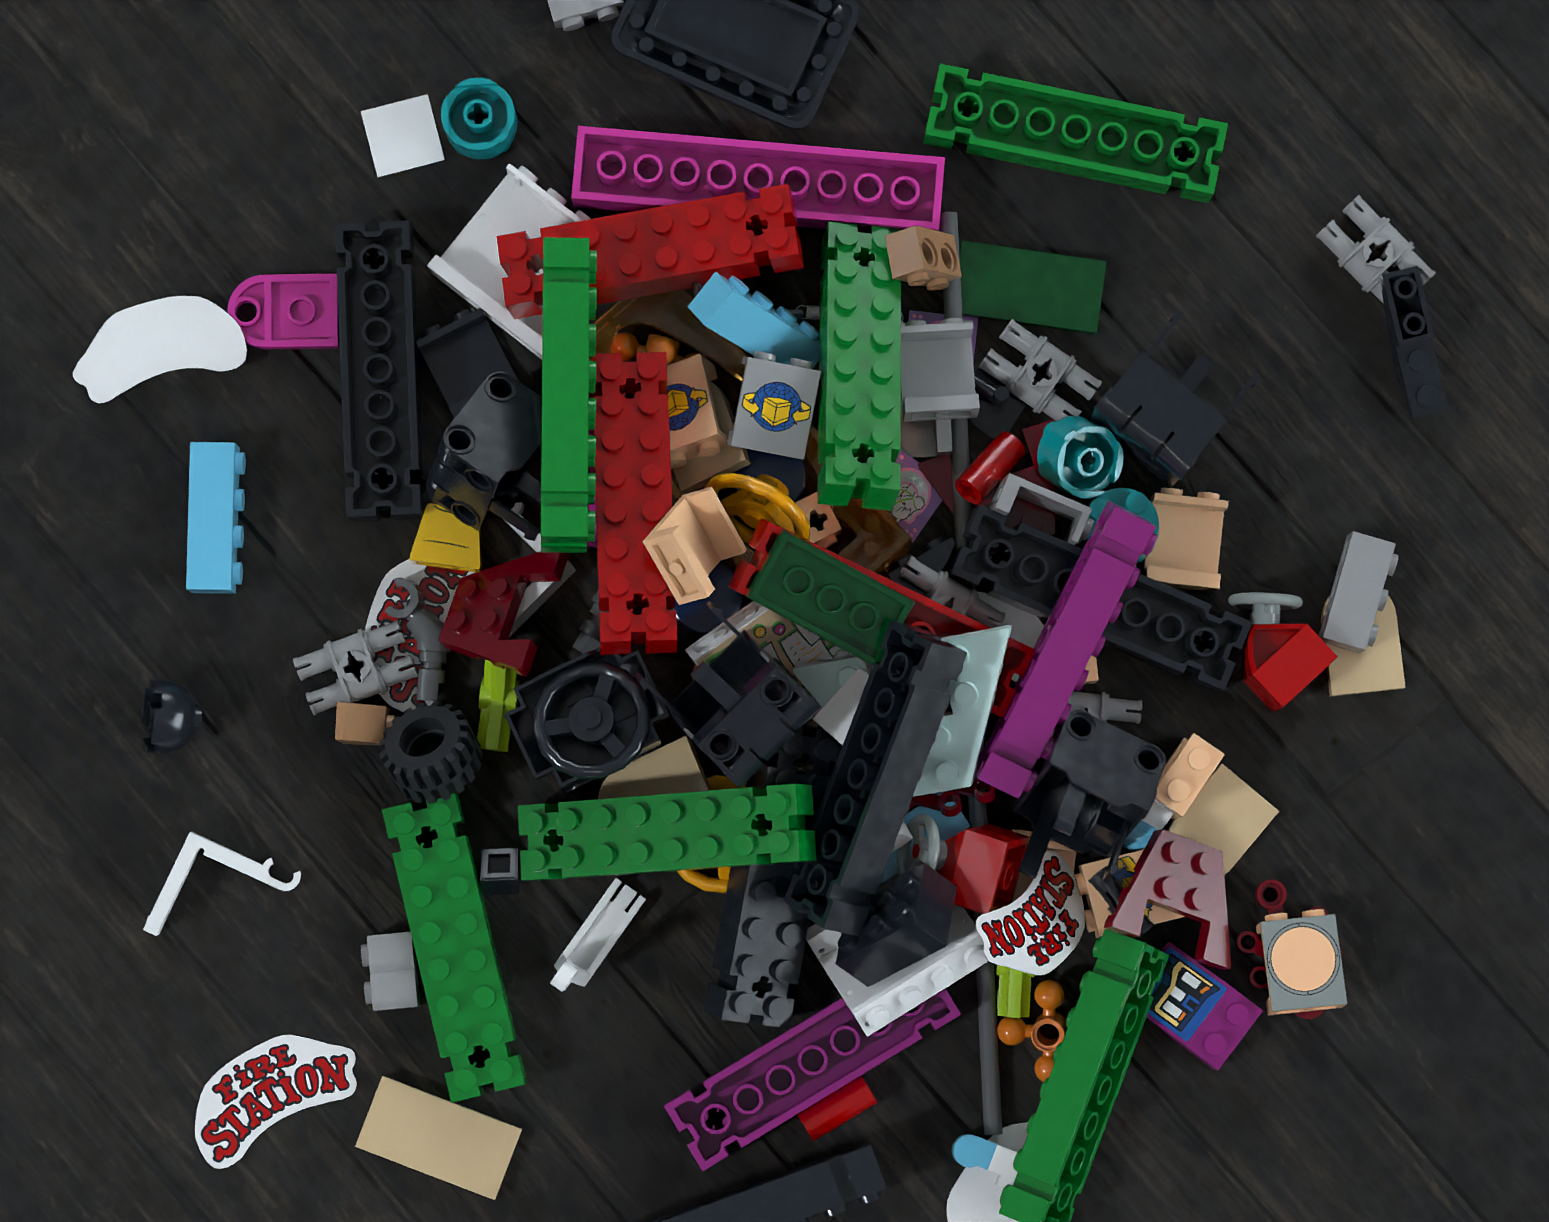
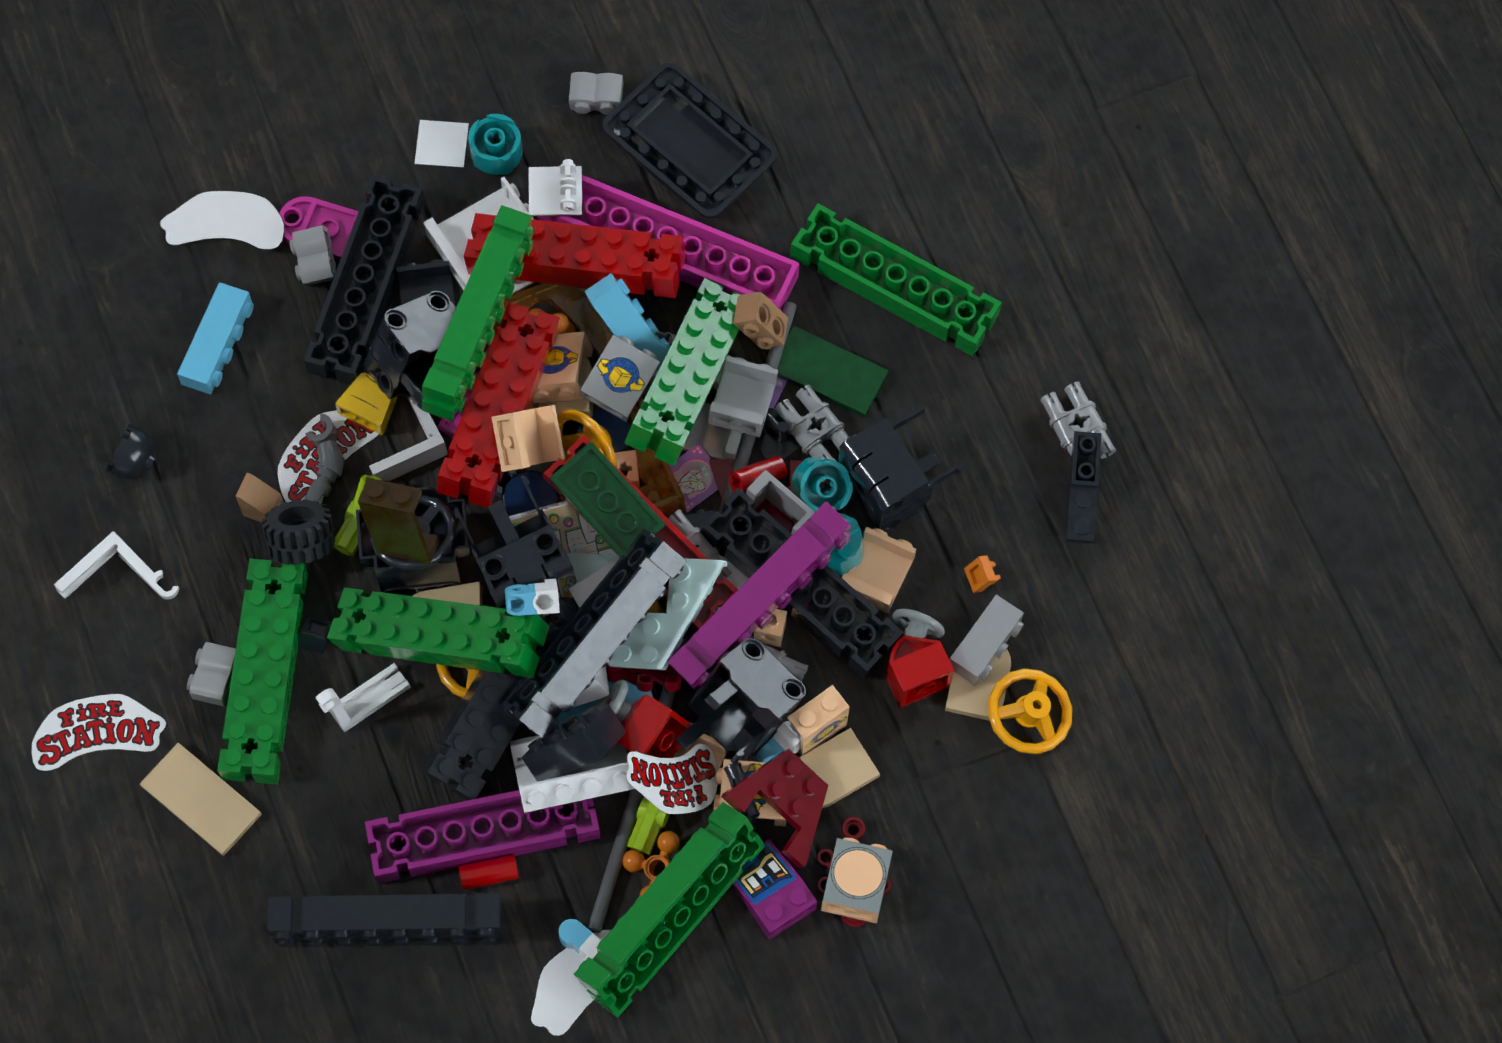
camera: 20 degrees right, 15 degrees down
(299, 360) = (314, 255): none -> light grey brick
(337, 656) = (263, 454): light grey pin -> none
(487, 608) = (379, 448): dark red wing -> none
(579, 733) = (393, 522): none -> dark brown panel
(588, 165) = (555, 190): none -> white hinge
(785, 767) = (532, 598): none -> leg
(1319, 502) = (981, 574): none -> orange tile
(1441, 663) = (1030, 711): none -> light orange piece

